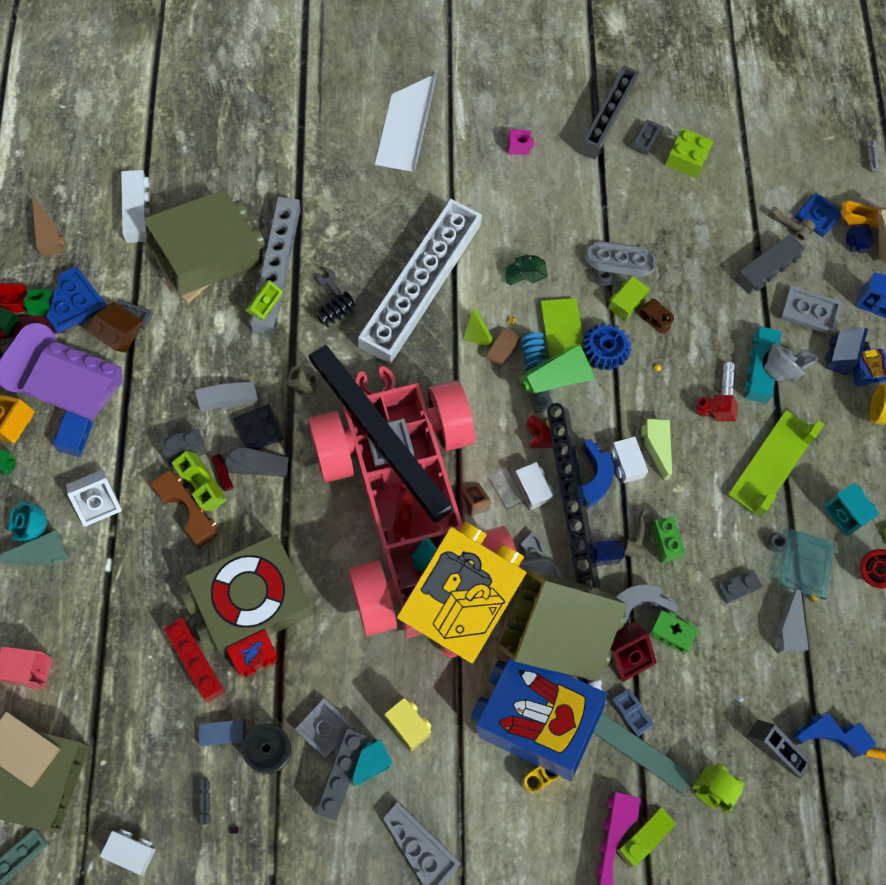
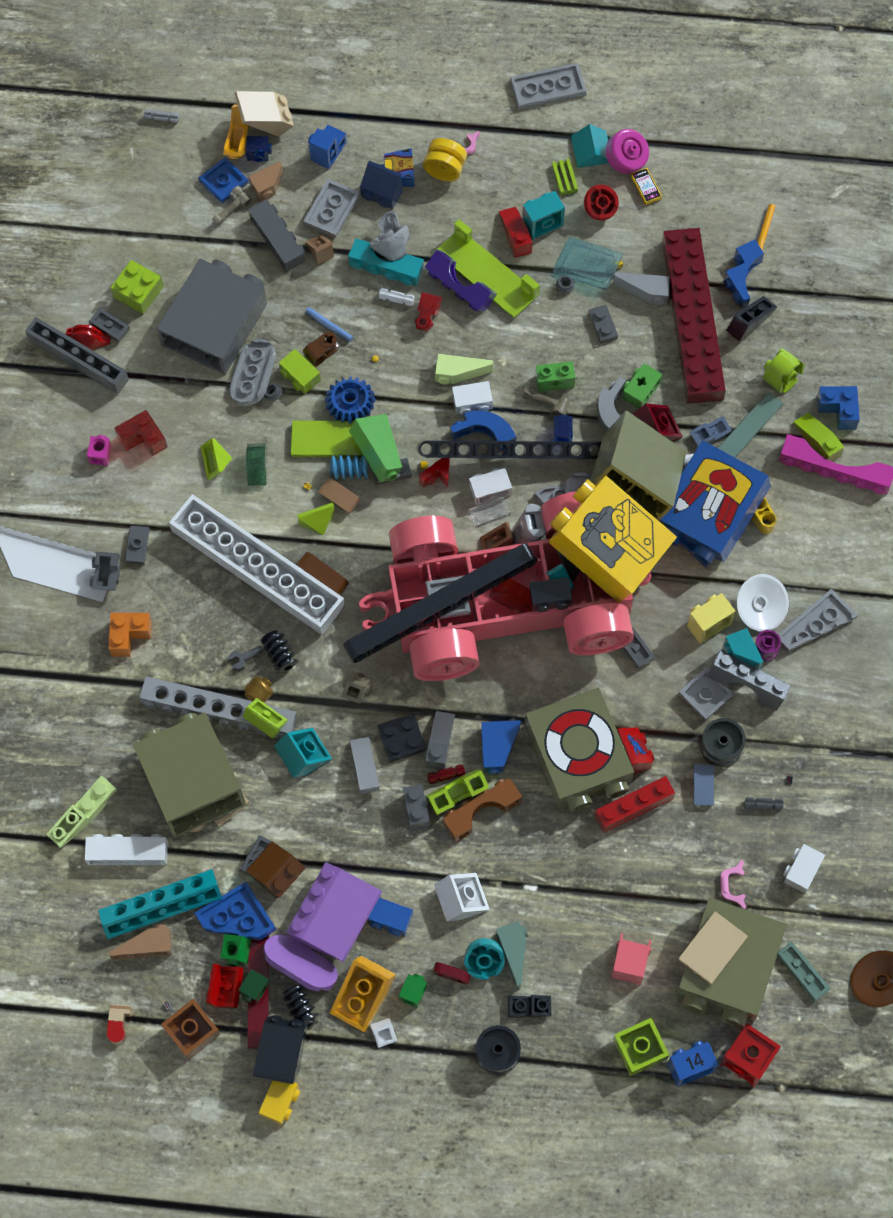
camera: 75 degrees left, 0 degrees up
(16, 493) = (451, 973): none -> dark red beam
(83, 237) = (159, 904): none -> teal brick
(112, 764) = (725, 888): none -> bright pink helmet
(168, 168) = (82, 813): none -> yellowish green slope
(237, 341) = (302, 752): none -> teal slope
(252, 517) = (497, 744): none -> blue slope
(295, 296) = (259, 688): none -> pearl gold head
(343, 179) = (125, 628): none -> orange brick
(370, 649) = (638, 651): none -> dark grey plate
(383, 791) = (768, 645): none -> magenta wheel
(398, 160) = (106, 571): none -> dark grey cylinder
(399, 540) = (550, 594): none -> black brick
(418, 339) = (322, 573): none -> reddish brown beam
(432, 184) = (137, 545): none -> dark grey plate
(434, 783) = (762, 602): none -> white hat
(485, 519) = (528, 526): none -> light grey piece
(527, 238) = (214, 458): none -> lime slope
(543, 173) = (141, 429): none -> clear red brick
(631, 120) = (88, 336): none -> red hat
(673, 216) = (213, 315): none -> dark grey brick
(685, 321) = (343, 334): none -> medium blue bar
(695, 861) = (842, 401): none -> blue brick
(764, 304) = (320, 248): none -> medium nougat slope
(767, 417) = (443, 267): none -> dark purple arch
(768, 681) = (693, 316): none -> dark red brick
(825, 487) = (516, 232): none -> red slope
(826, 250) = (266, 181): none -> medium nougat slope

